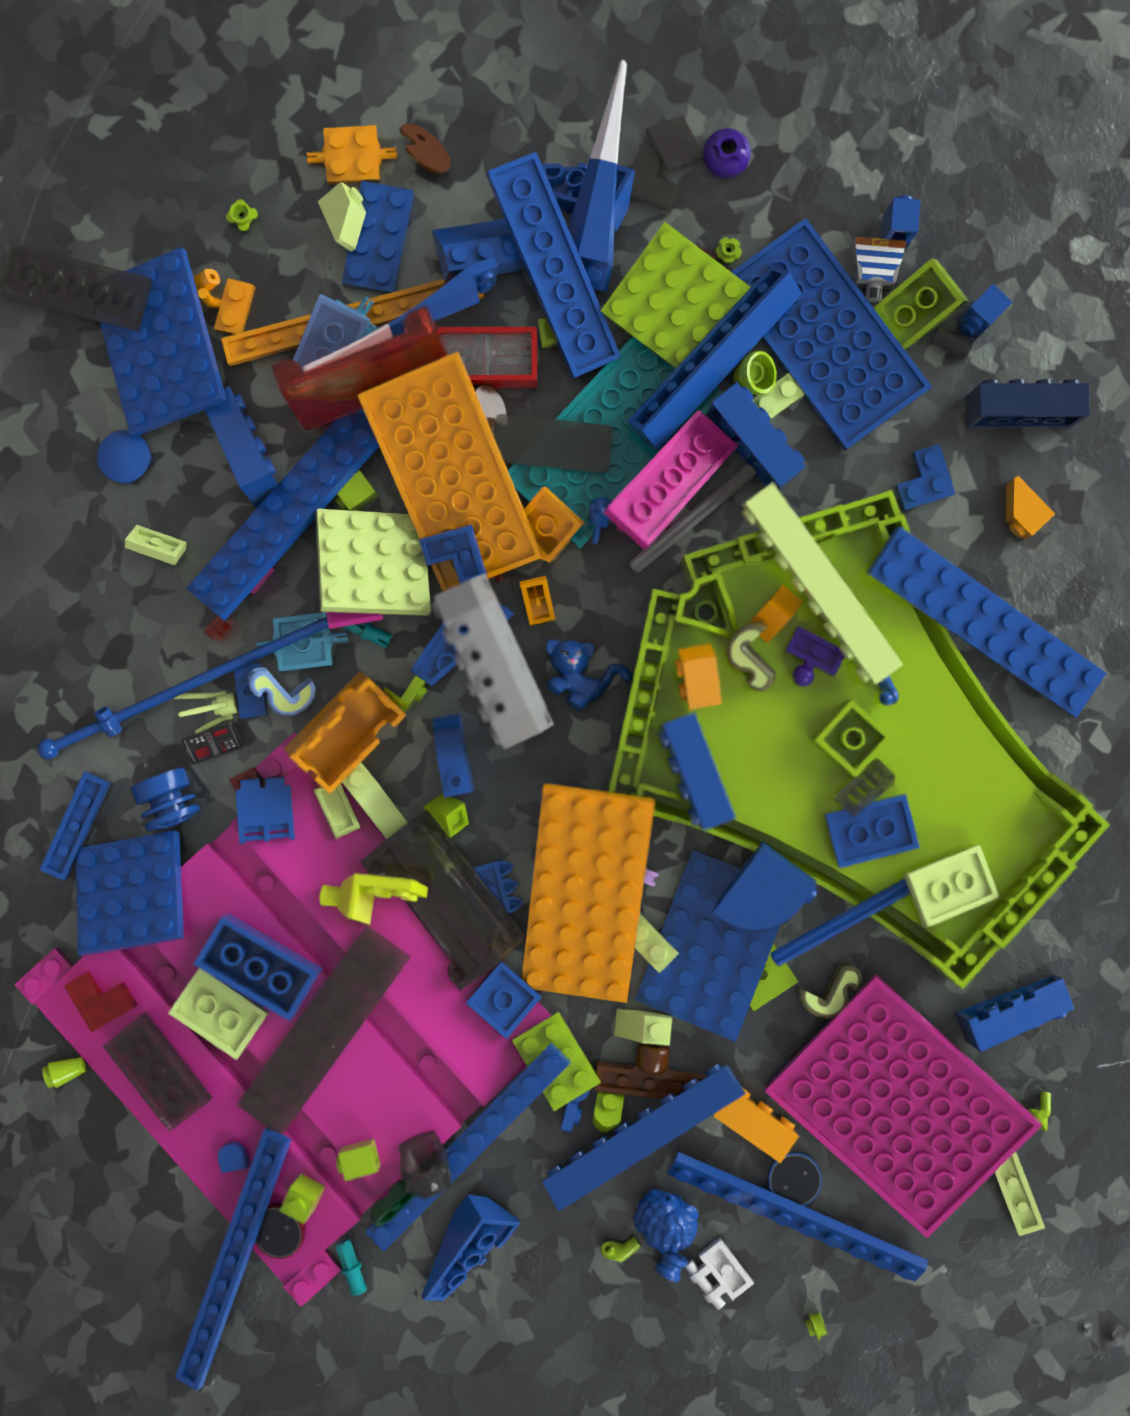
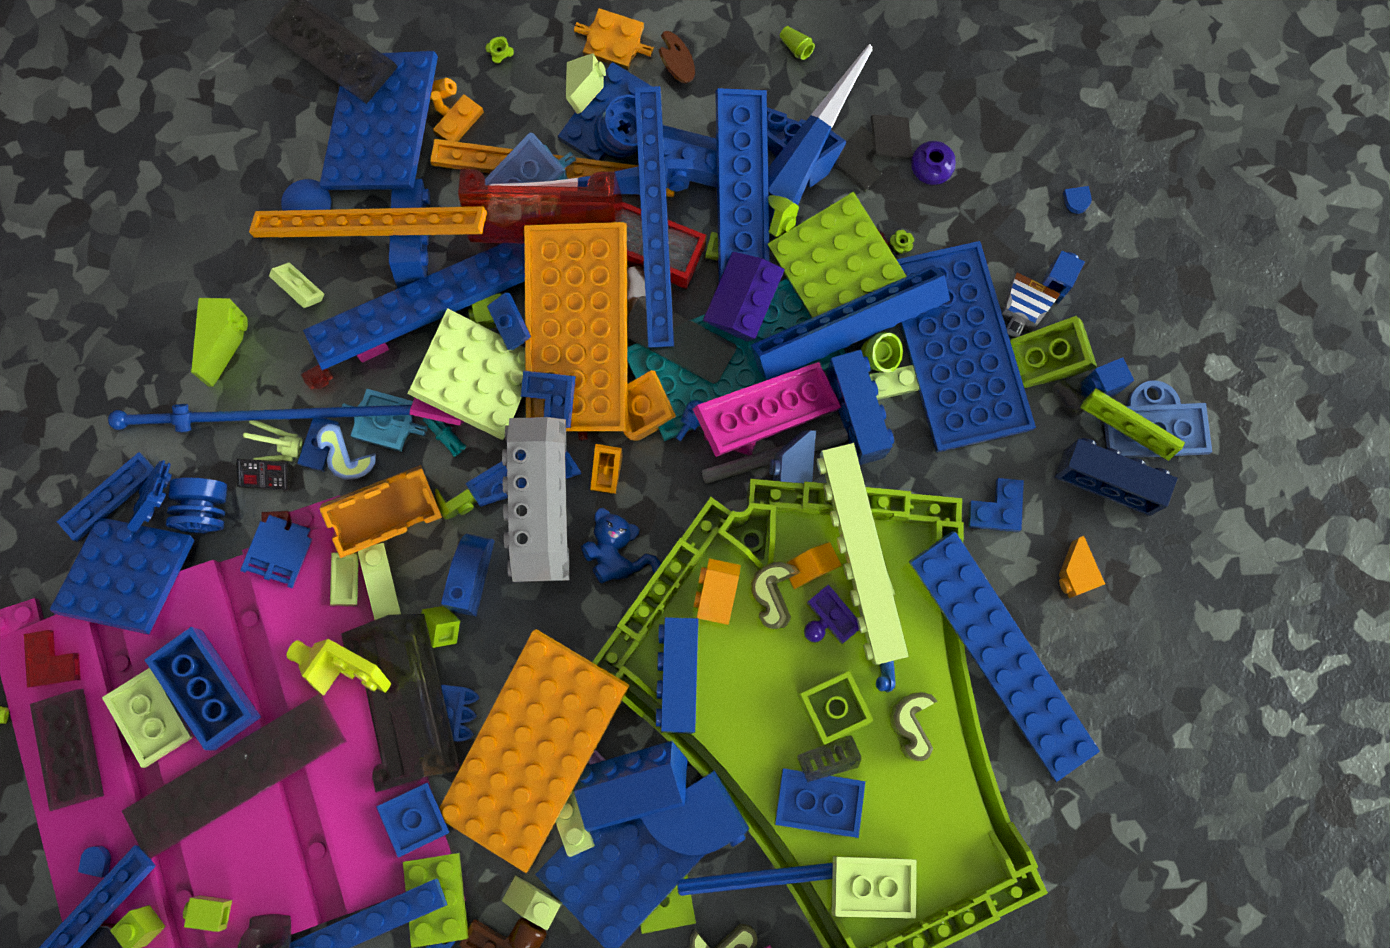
camera: 20 degrees right, 10 degrees down
(105, 629) = (217, 337): none -> lime slope
(118, 808) = (150, 495): none -> blue plate
(200, 454) = (369, 222): none -> light orange plate
(382, 496) = (509, 321): none -> blue plate
(415, 236) = (618, 116): none -> blue wheel
(480, 329) = (654, 216): none -> blue plate
(539, 80) = (798, 43): none -> lime cone
(599, 374) = (743, 295): none -> dark purple slope
(606, 275) = (784, 215): none -> lime plate
(693, 887) = (632, 786): none -> blue slope
(716, 517) = (795, 459): none -> medium blue slope
(884, 132) = (1077, 199): none -> blue tile
(924, 727) = (908, 727): none -> olive animal
(1025, 346) = (1132, 424): none -> lime tile
(1047, 336) = (1184, 421): none -> medium blue plate

